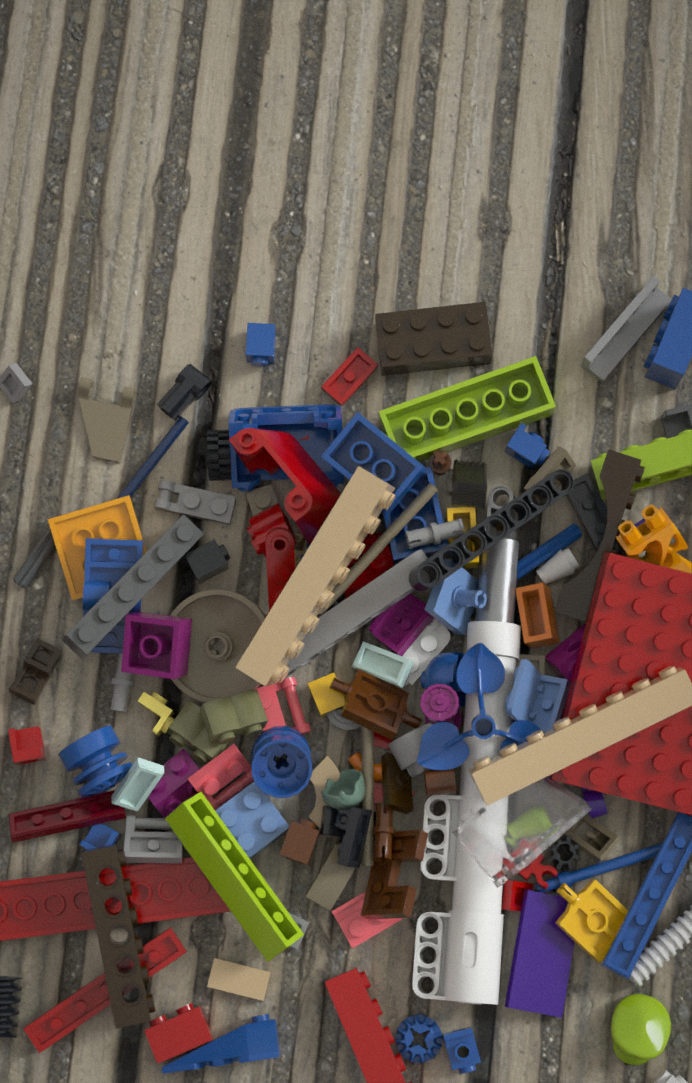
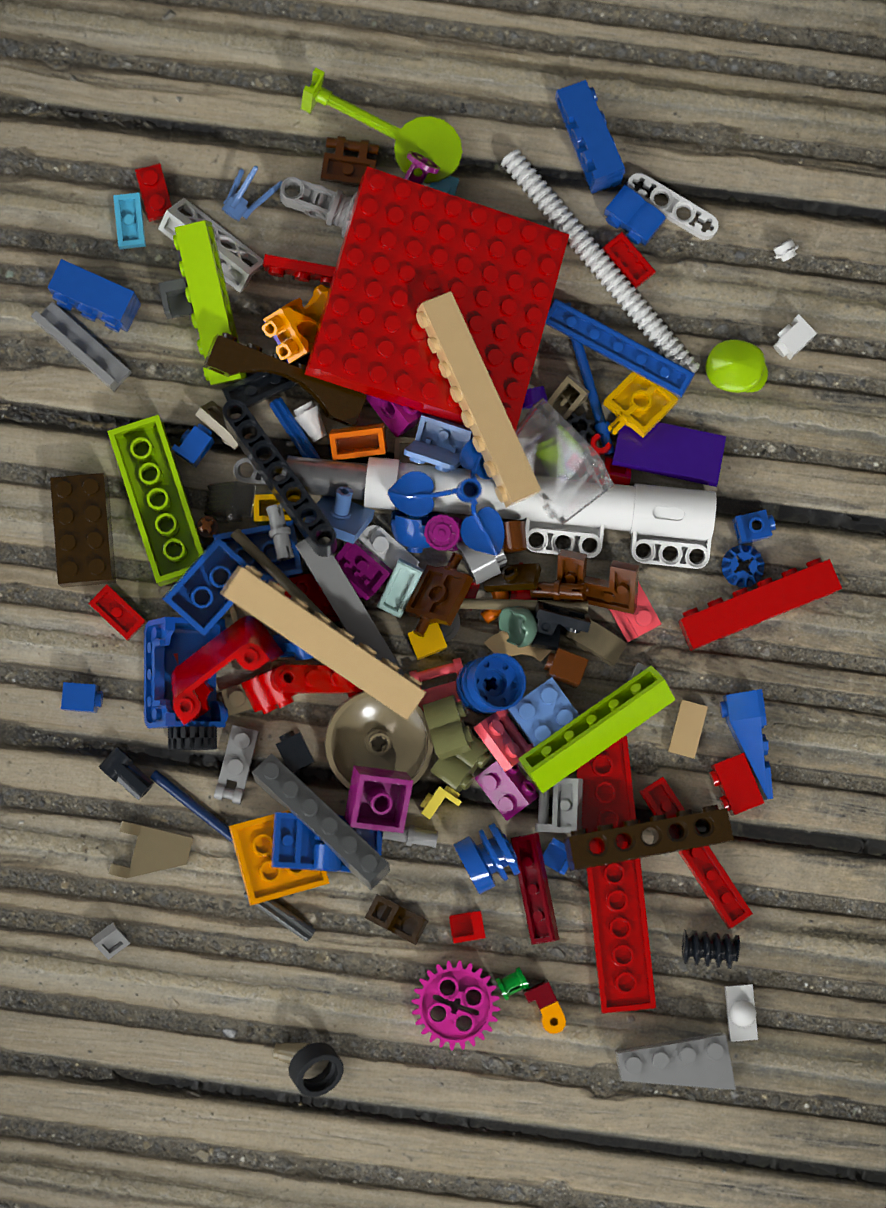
camera: 90 degrees left, 5 degrees up
(137, 784) = (509, 819): light aqua tile -> none

